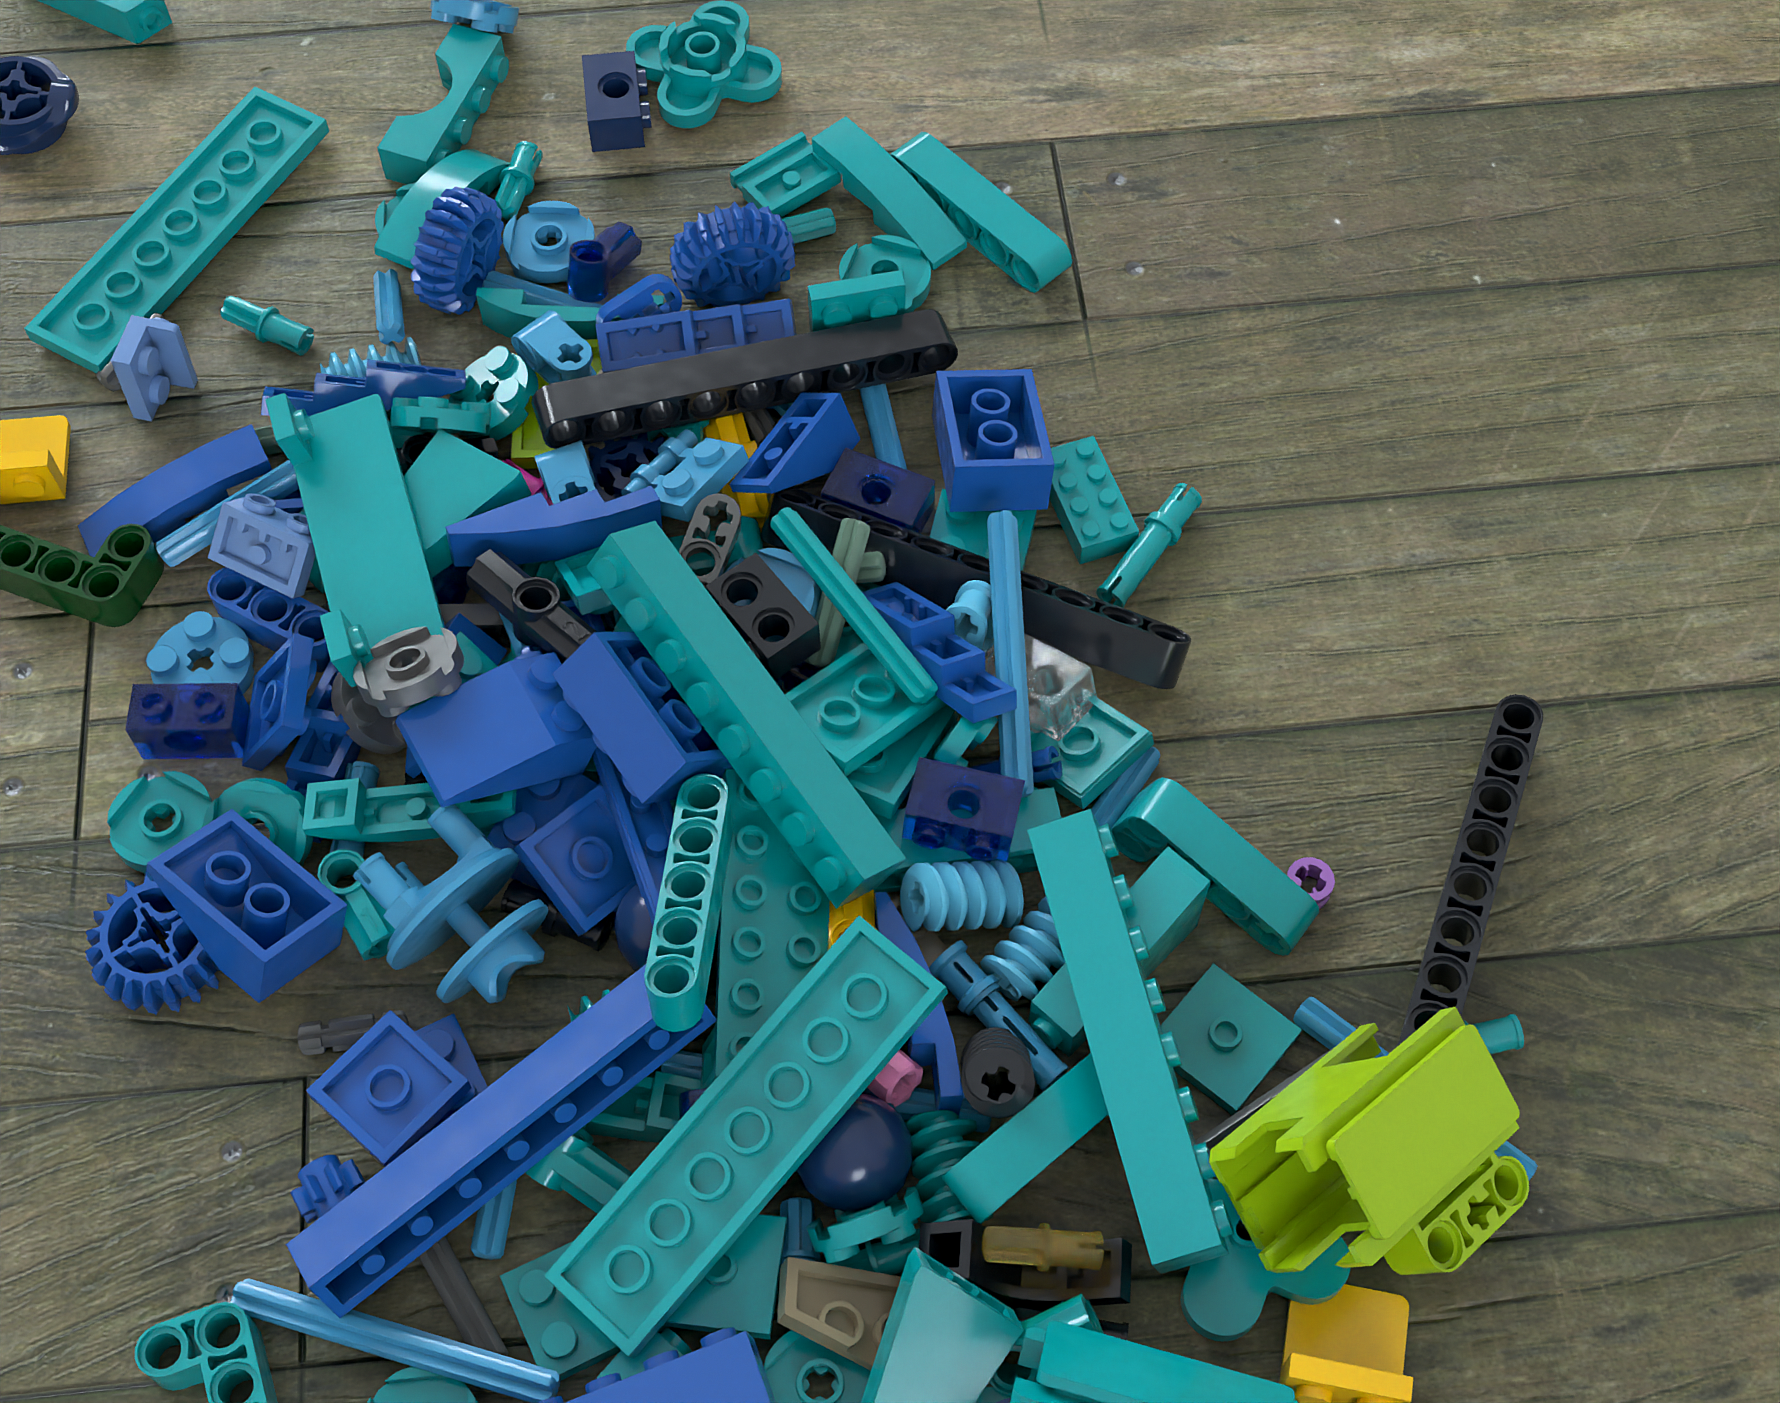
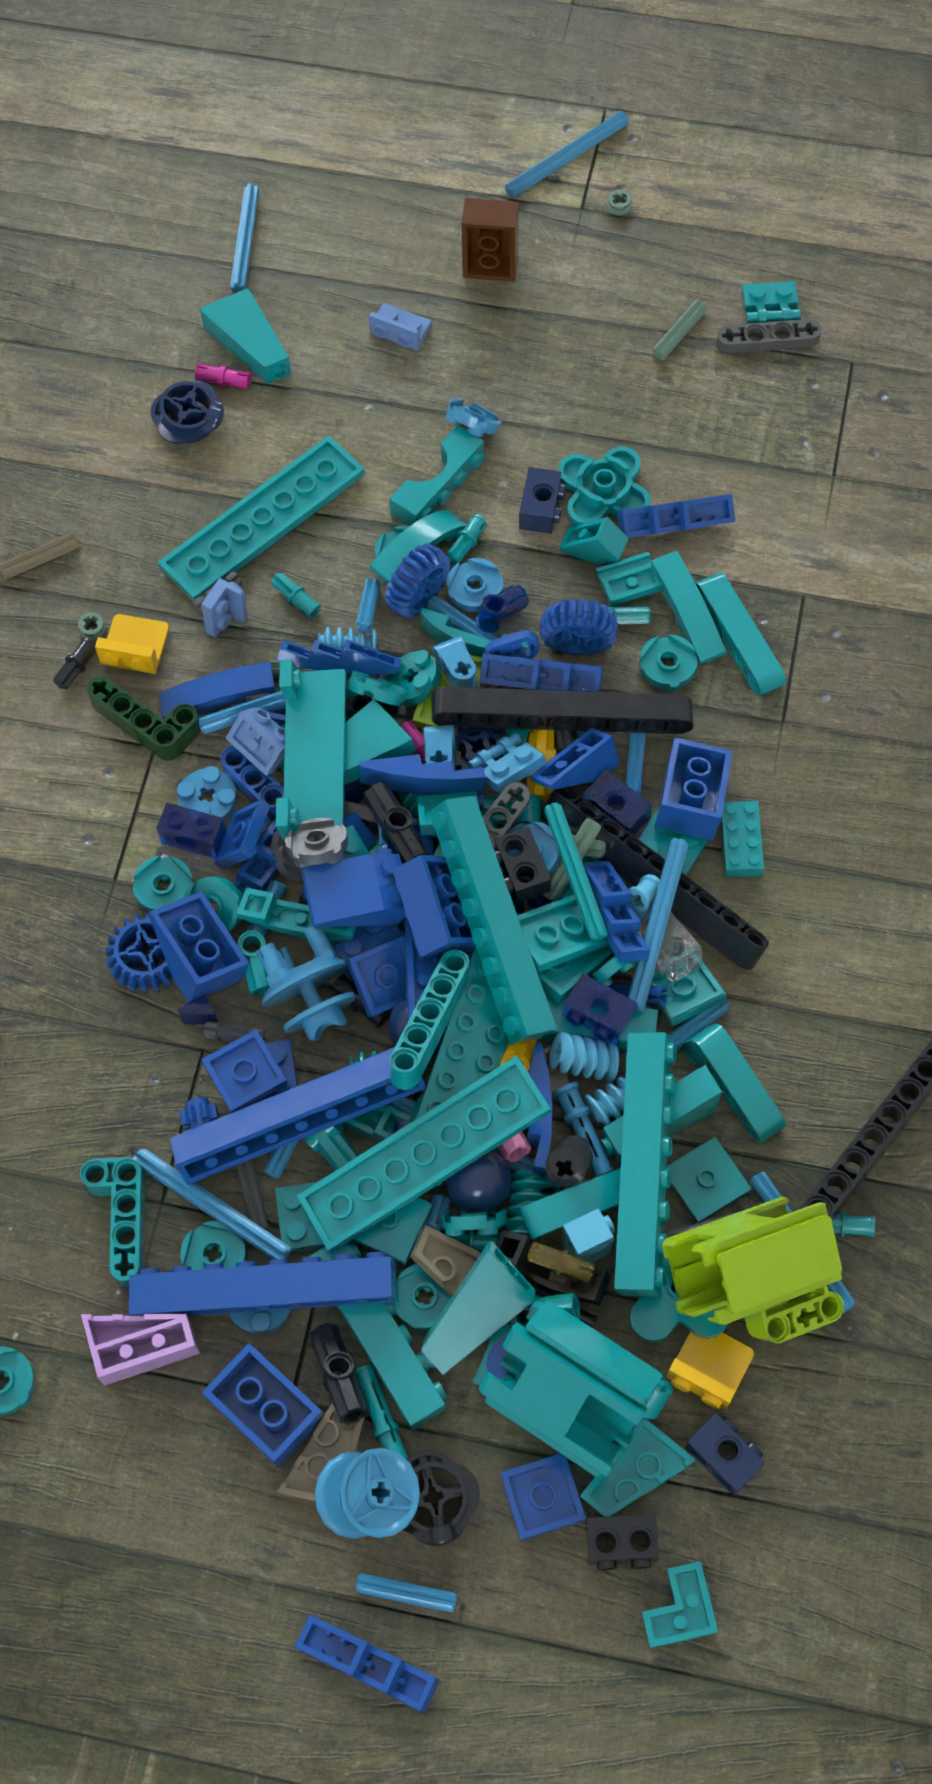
camera: 20 degrees right, 5 degrees up
(65, 45) = (223, 376): none -> dark pink pin
(278, 1014) = (197, 1012): none -> clear blue slope
(716, 137) = (595, 541): none -> teal slope
(826, 74) = (677, 515): none -> blue slope
(856, 300) = (641, 679): teal plate -> none
(1071, 1188) = (589, 1236): none -> medium azure brick
(1160, 530) = (778, 871): teal pin -> none
(1320, 871) = (795, 1100): medium lavender bush -> none

